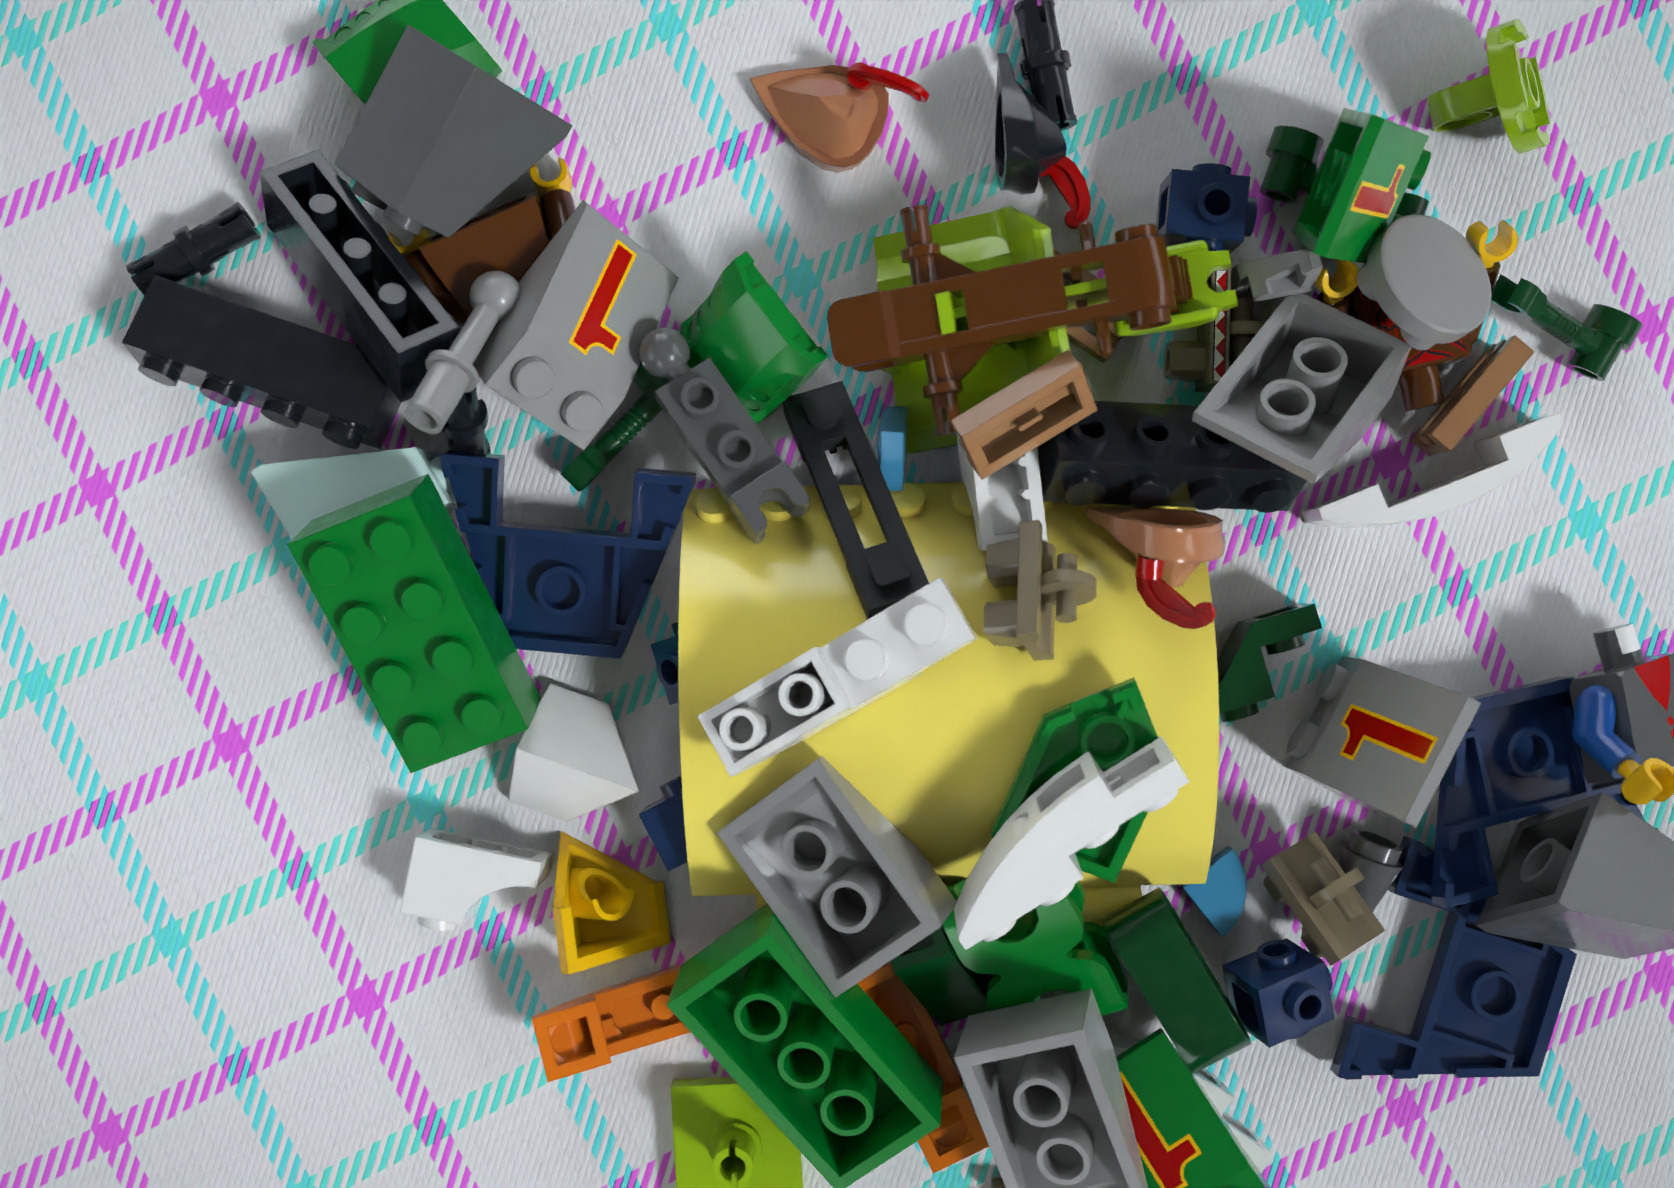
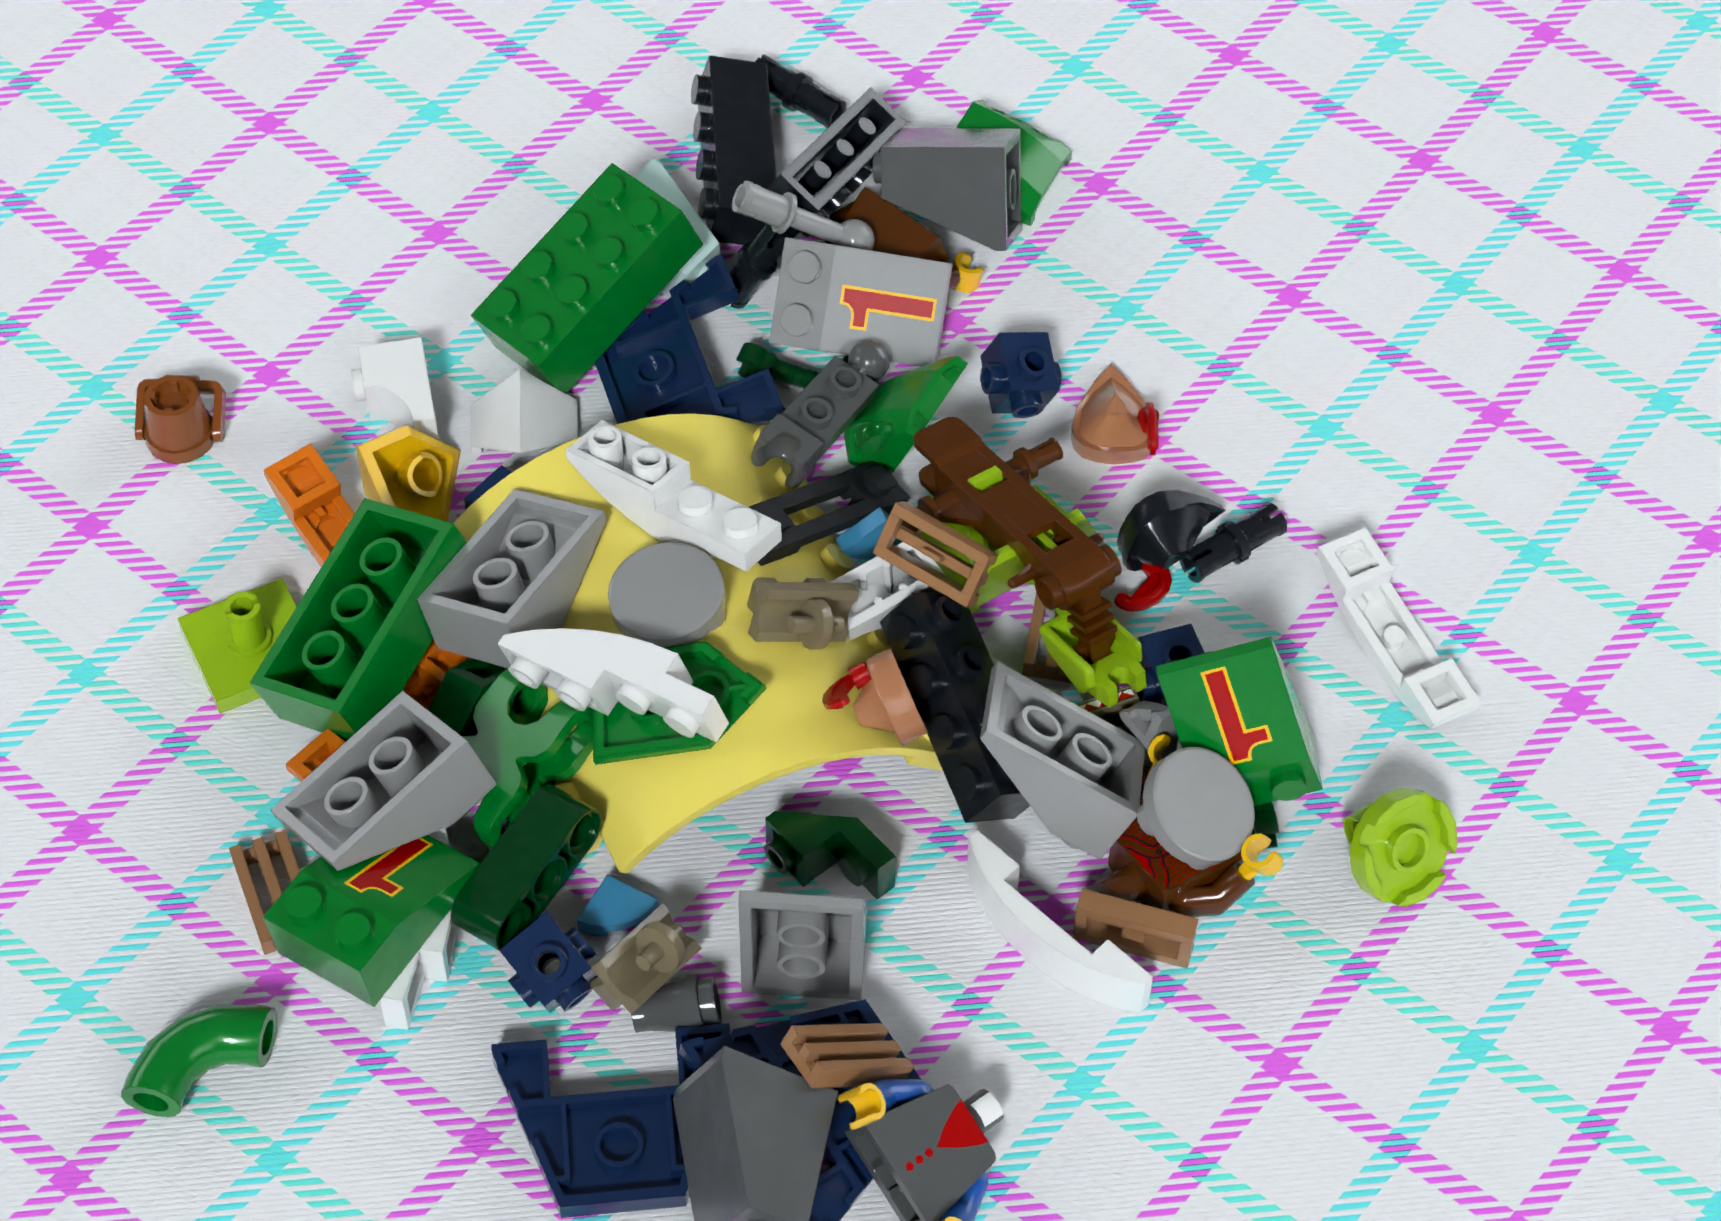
camera: 65 degrees right, 35 degrees down
(402, 1130) = (175, 418): none -> dark orange piece
(741, 189) = (1020, 373): none -> dark blue brick
(962, 734) = (667, 595): none -> light grey tile
(1589, 776) = (842, 1046): none -> medium nougat tile
(1595, 341) = (1234, 1012): dark green brick -> none

